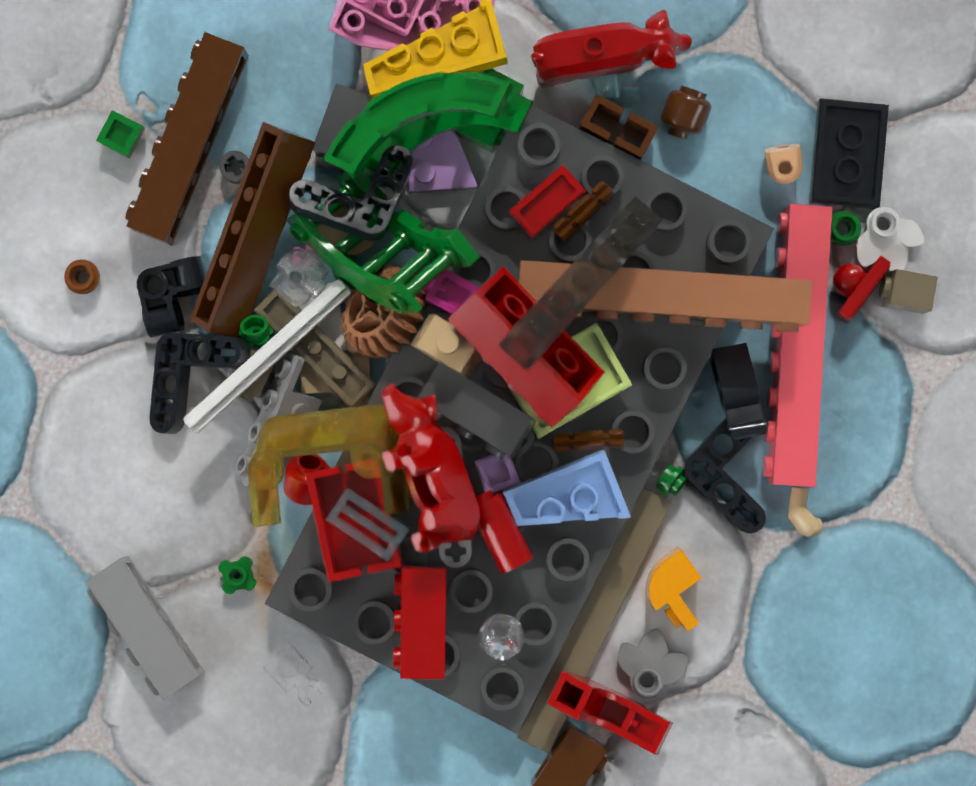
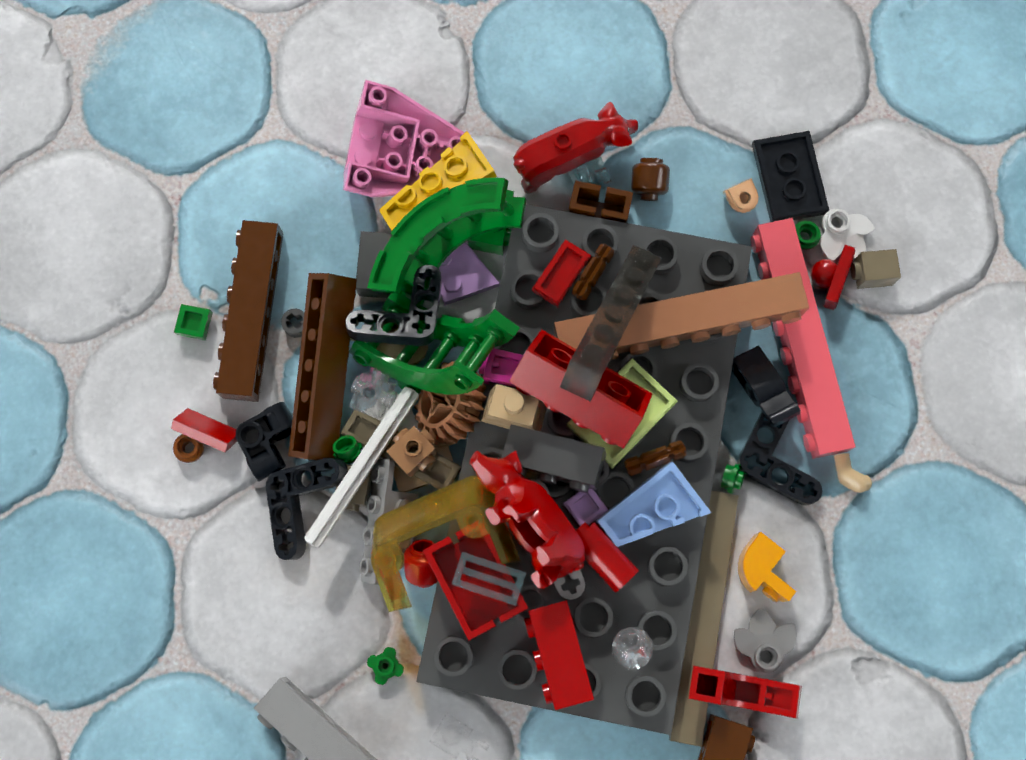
camera: 10 degrees left, 10 degrees down
(105, 263) = (205, 430): none -> red tile
(313, 355) = (412, 462): none -> medium nougat brick

